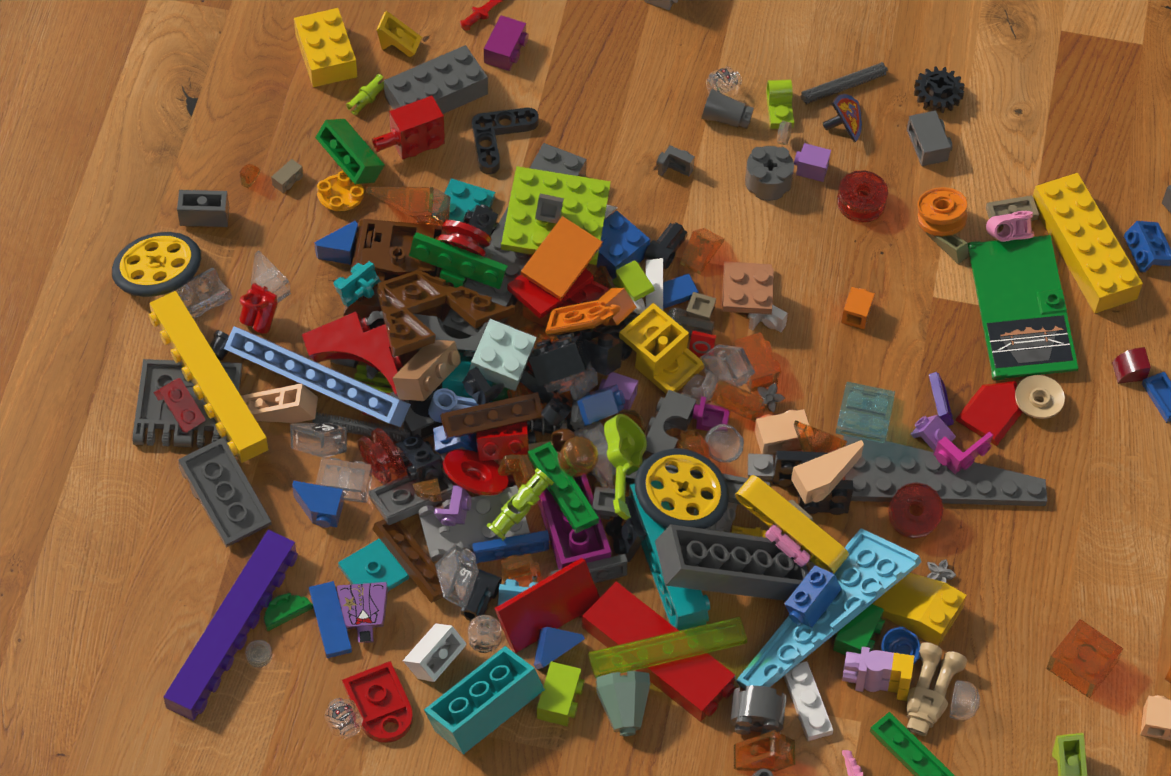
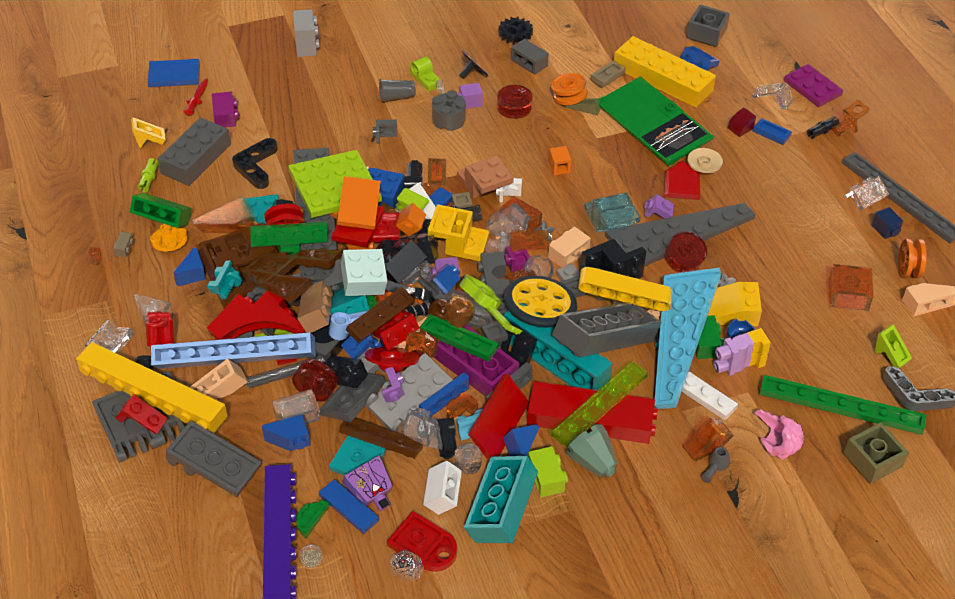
camera: 30 degrees left, 10 degrees down
(162, 265) = (62, 336): wedge -> none
(203, 208) = (75, 286): dark grey brick -> none
(319, 438) = (259, 392): clear slope -> none
(325, 47) = (100, 159): yellow brick -> none
(413, 129) = (198, 177): red brick -> none
(428, 489) = (365, 383): clear orange tile -> none
(479, 388) = (360, 299): black plate -> none
(526, 496) = (439, 360): lime piece -> none
(549, 208) = (331, 176): dark grey tile -> none
(579, 317) = (396, 230): orange tile -> none
(701, 343) = (480, 220): red tile -> none
(724, 81) = (381, 72): clear head -> none
(757, 710) = (685, 413): dark grey brick -> none
(787, 545) = (631, 303): bright pink axle -> none
(812, 596) = (669, 326): blue brick -> none
(817, 440) = (596, 236): clear orange slope -> none
(821, 475) = (622, 251): light nougat slope -> none
(842, 82) = (455, 50): dark grey axle -> none
(928, 705) = (779, 359): tan piece -> none
(941, 398) = (648, 185): tile -> none
(955, 459) = (685, 212): dark pink bracket -> none
(964, 701) = (804, 344): clear hair -> none
(1015, 226) = (615, 80): bright pink piece -> none

